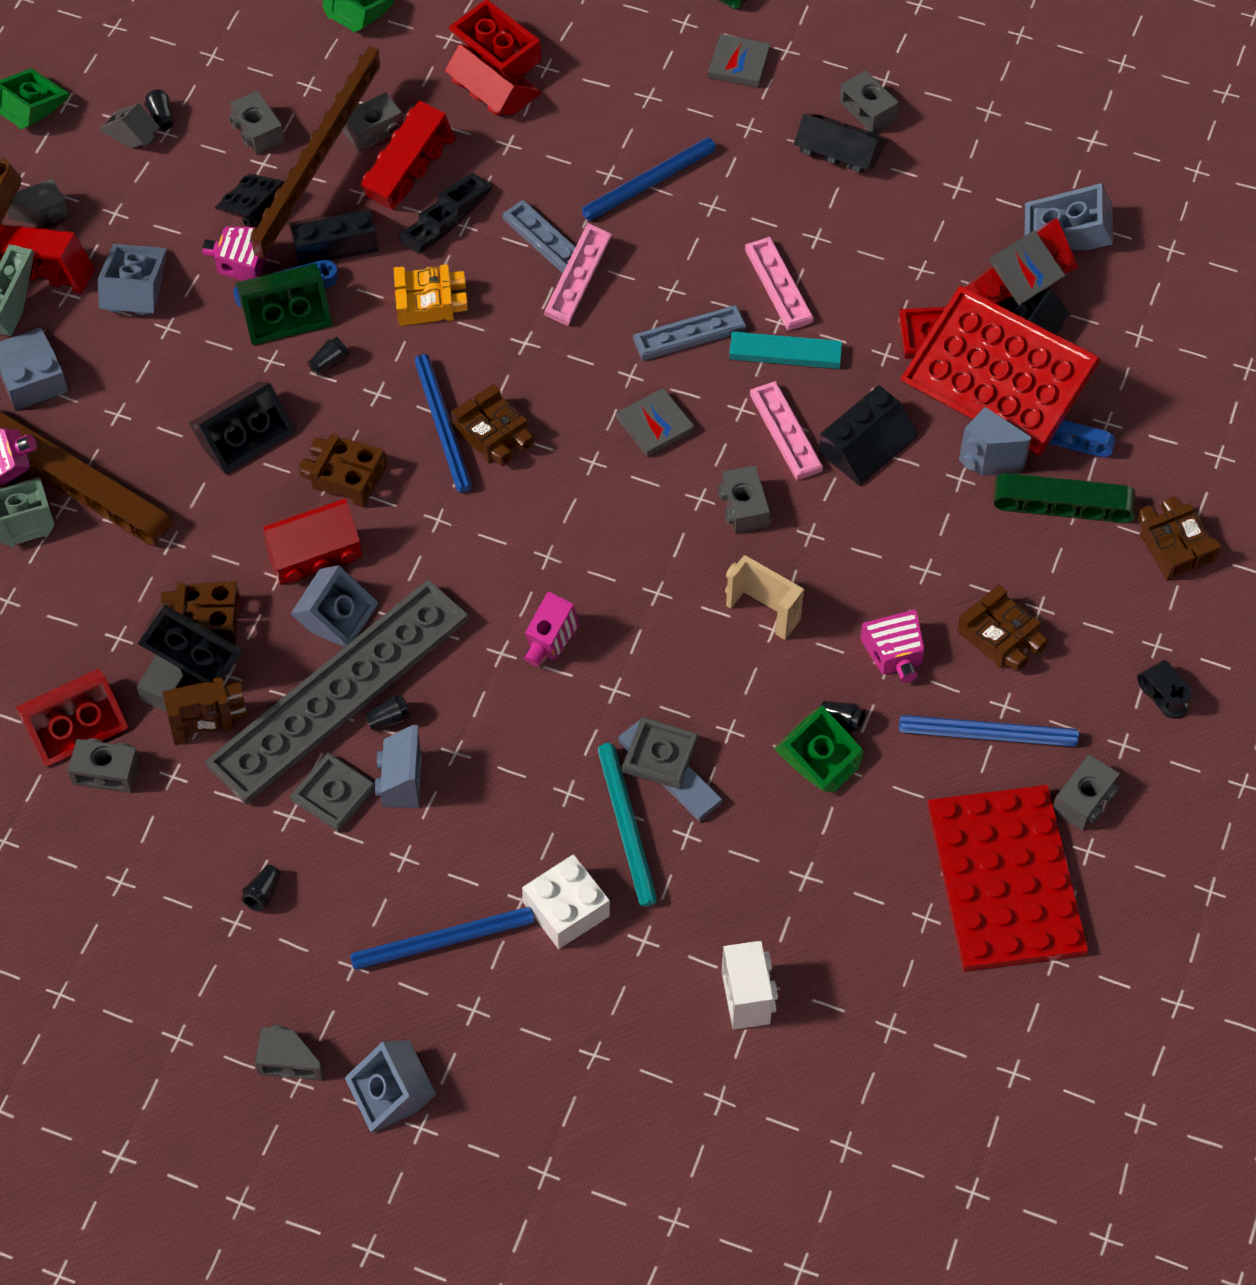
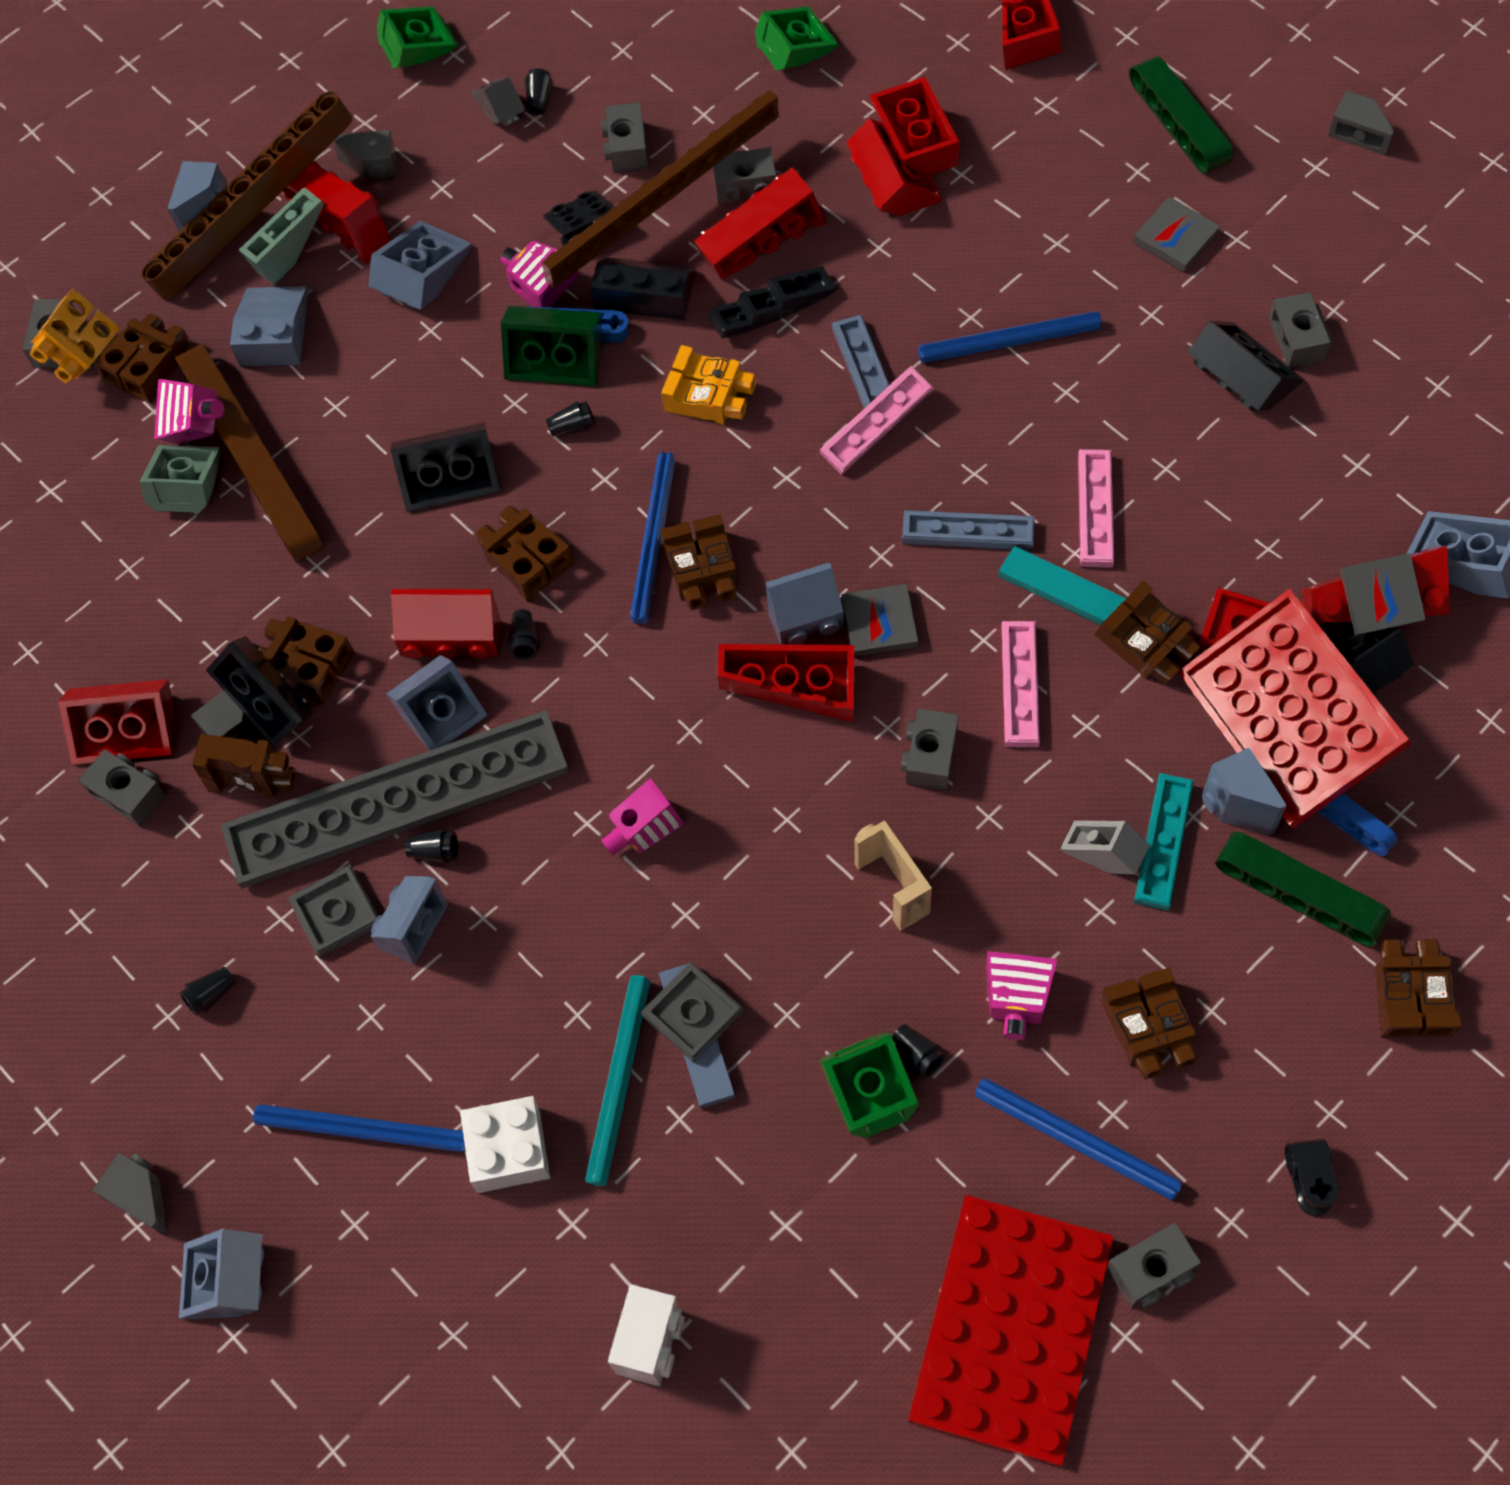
camera: 30 degrees right, 5 degrees up
(378, 533) = (522, 637): none -> black cone
(595, 429) = (805, 605): none -> sand blue slope
(612, 484) = (791, 675): none -> red wedge
(865, 359) = (1146, 632): none -> reddish brown hips
(867, 435) = (1107, 725): black slope -> none
(909, 520) = (1106, 845): none -> light grey slope
(948, 503) = (1165, 840): none -> teal tile

